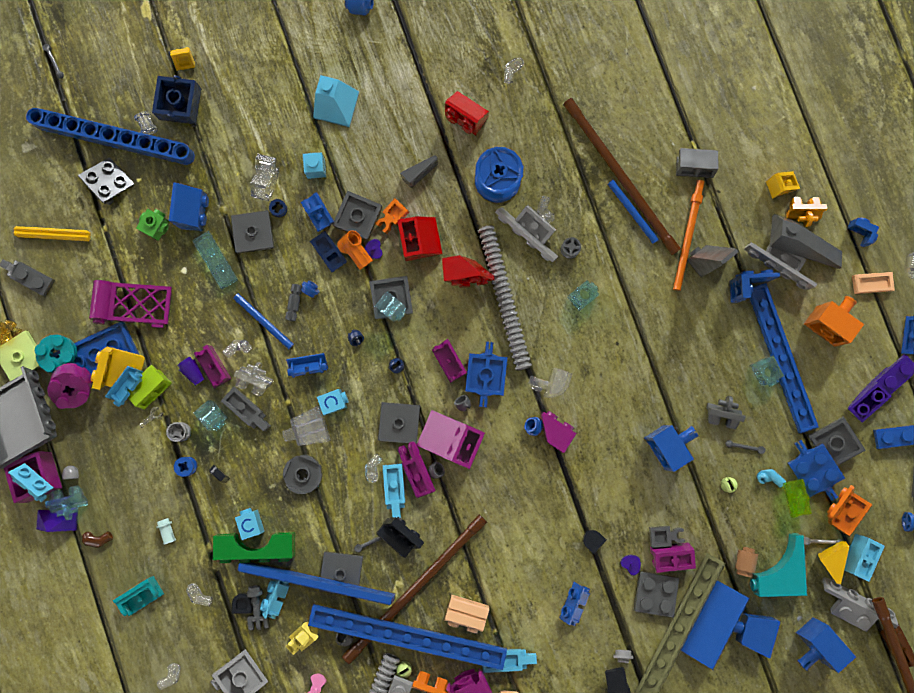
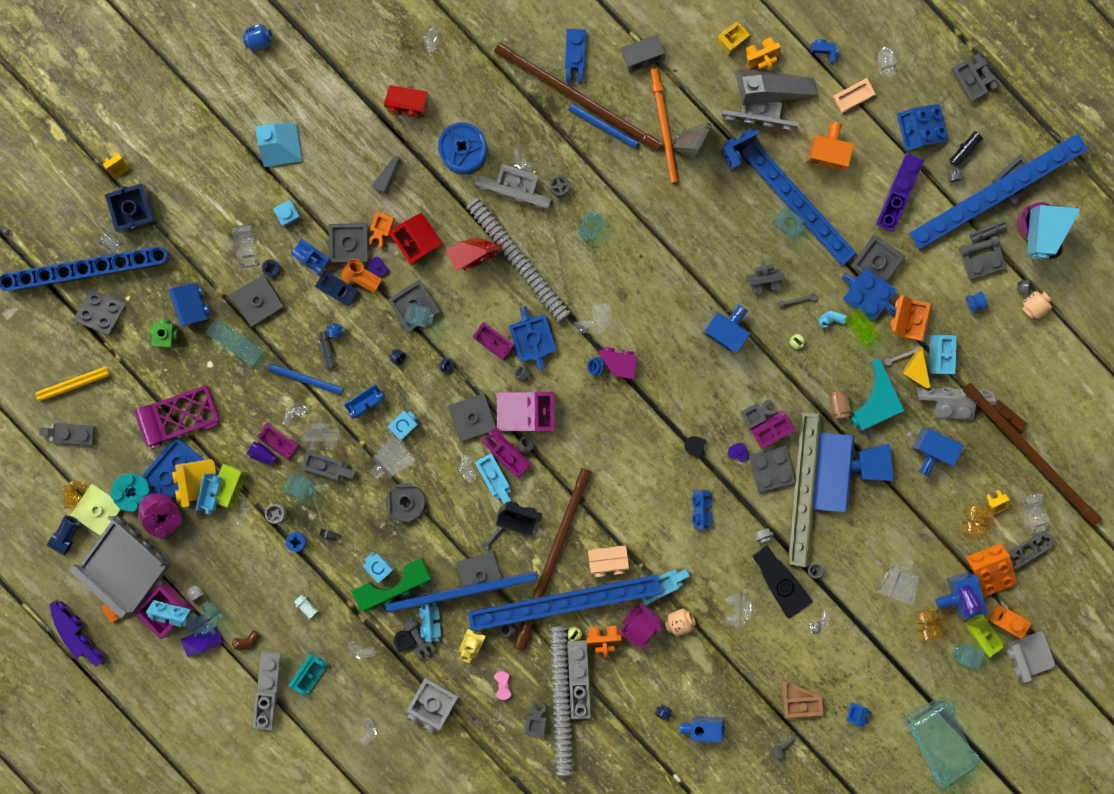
camera: 20 degrees left, 5 degrees up
(93, 595) = (267, 690): none -> light grey slope
(635, 136) = (575, 53): none -> blue hinge

